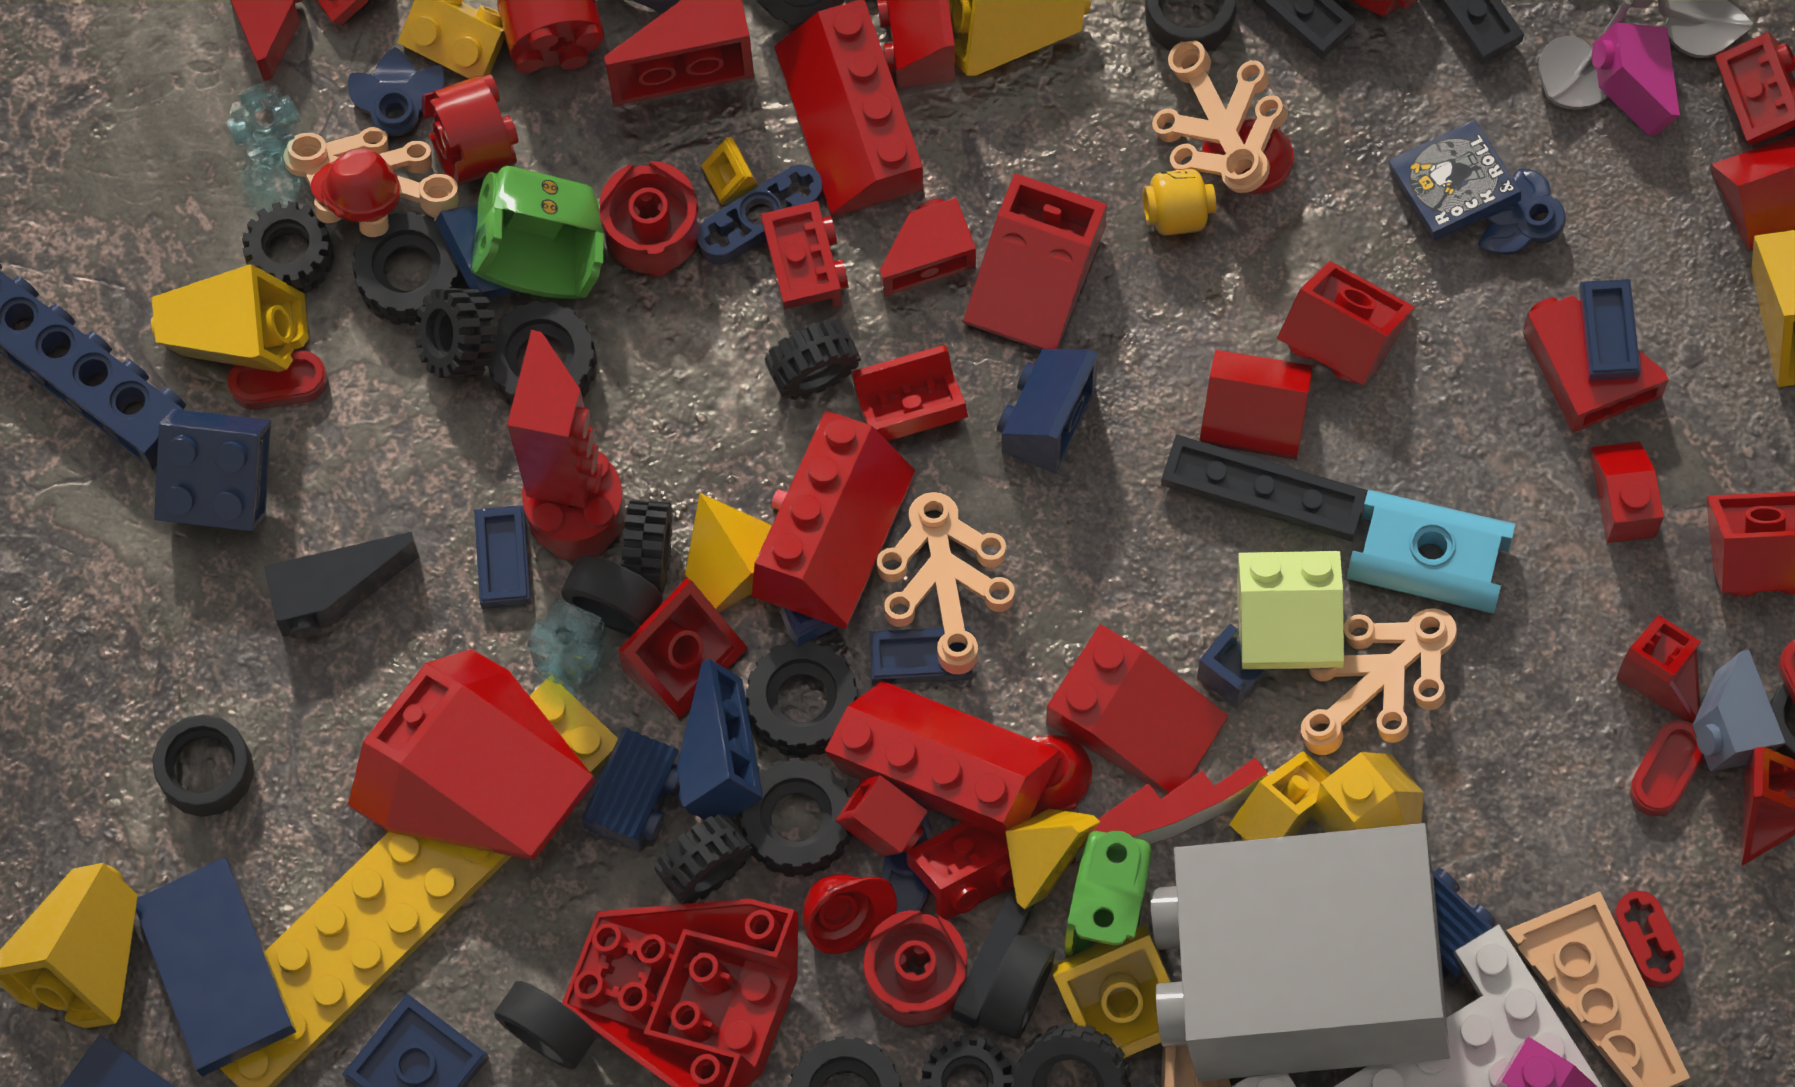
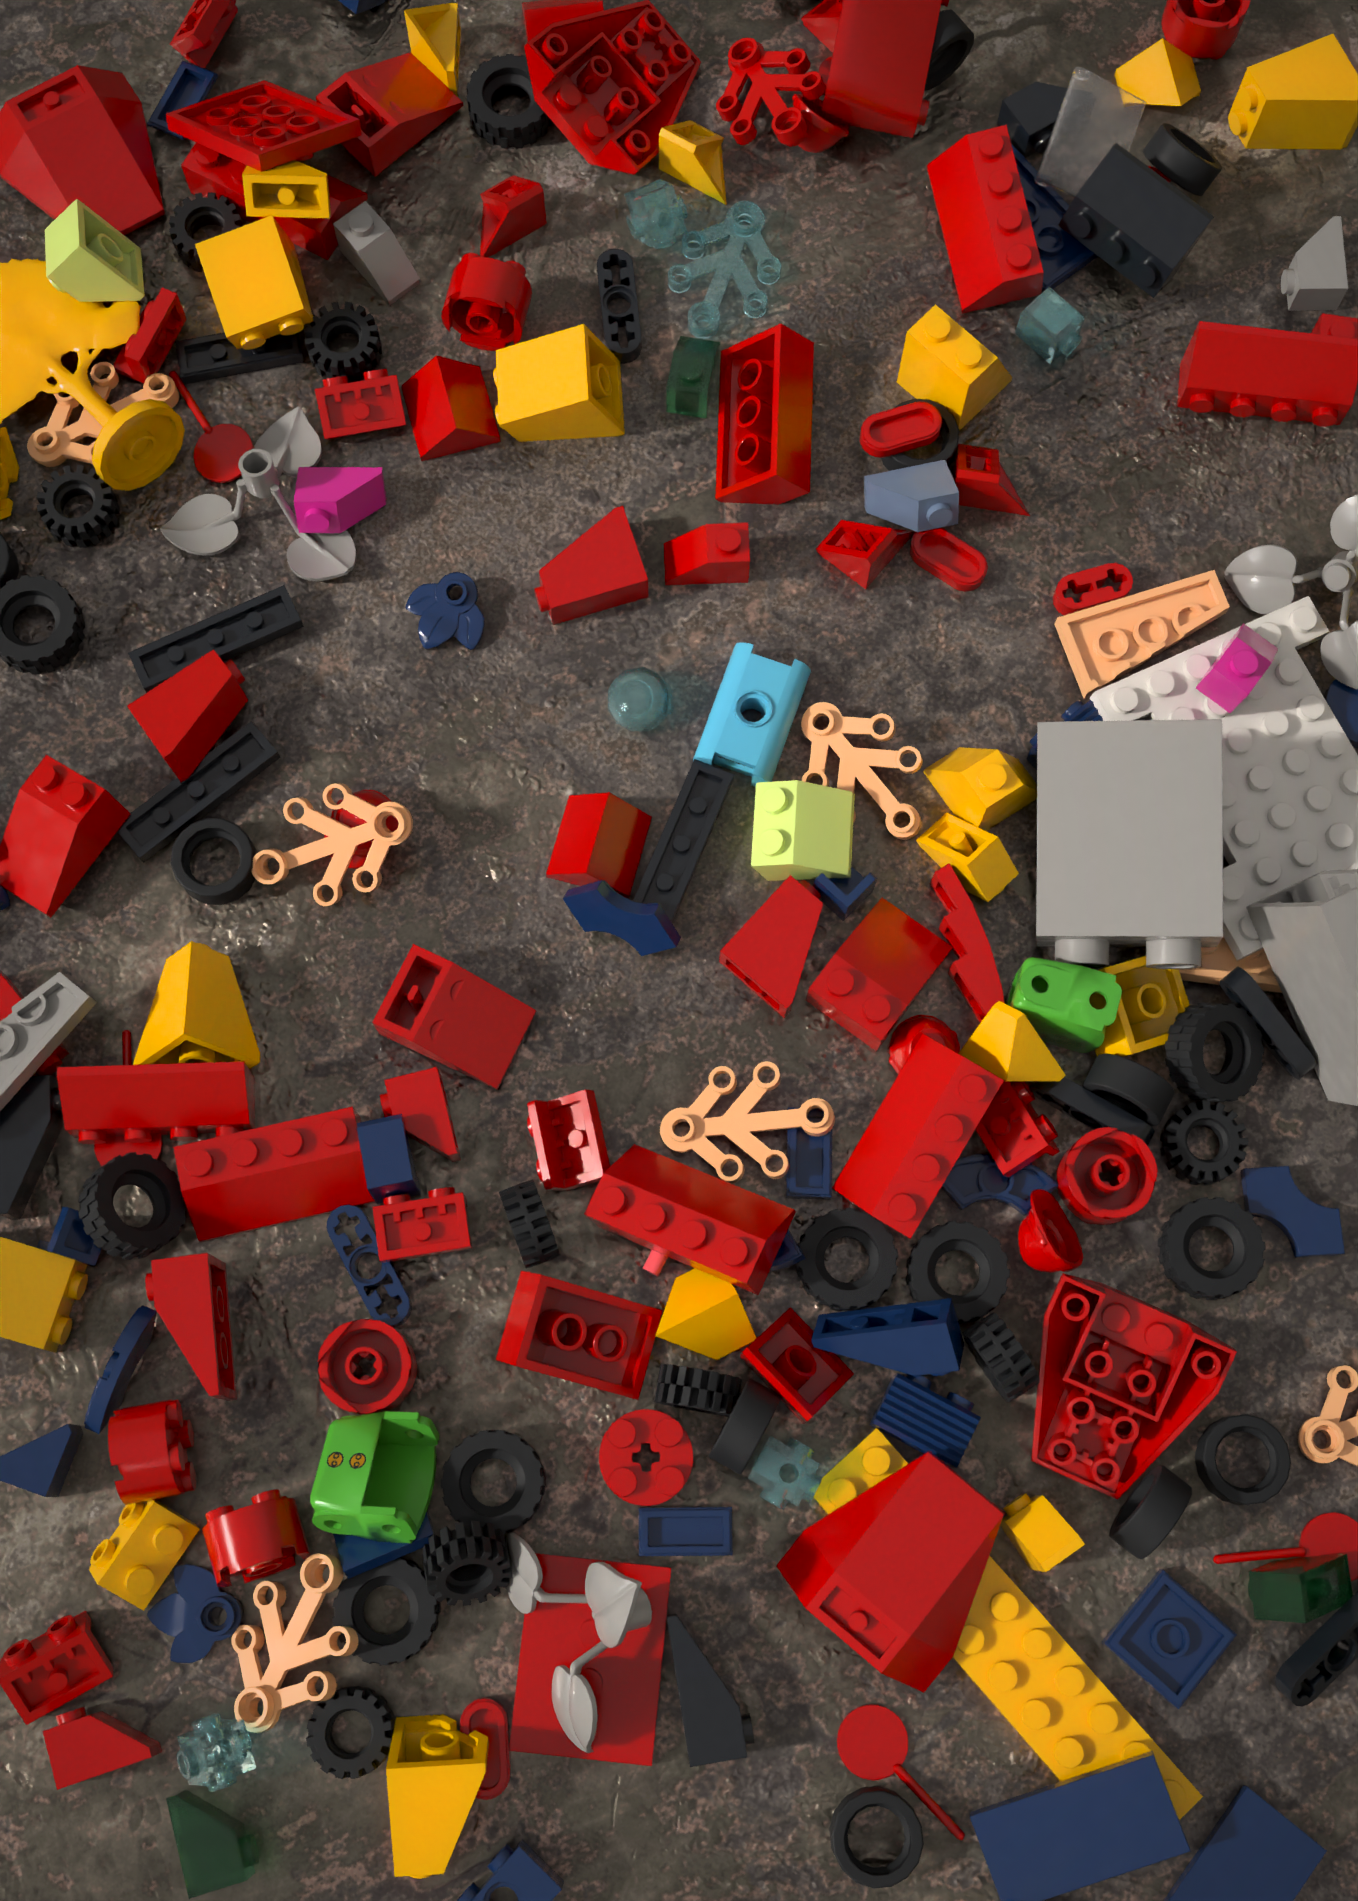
camera: 90 degrees left, 5 degrees up
(178, 129) = (210, 1844): none -> clear green slope
(212, 470) = (587, 1818): dark blue piece -> none
(294, 767) = (875, 1746): none -> red piece
(357, 186) = (306, 1656): red hat -> none
(369, 472) = (621, 1677): none -> red plate
(411, 477) = (616, 1607): none -> light grey plant
(517, 909) = (1039, 1532): none -> yellow slope
(552, 430) = (616, 1458): red slope -> none
(699, 426) = (579, 1334): none -> red slope
(729, 172) = (323, 1292): yellow slope -> none
(869, 210) = (387, 1158): none -> dark blue slope
(882, 817) = (973, 1193): red brick -> none
(1049, 406) = (594, 1016): dark blue slope -> none
(1155, 598) = (775, 944): none -> red slope
(1170, 418) = (639, 924): none -> dark blue tile
(1178, 202) = (408, 888): yellow head -> none
(1344, 323) = (537, 760): red slope -> none
(1438, 431) = (640, 699): none -> clear light blue hair
(1454, 180) = (413, 658): tile -> none
(1609, 329) = (575, 543): dark blue tile -> none

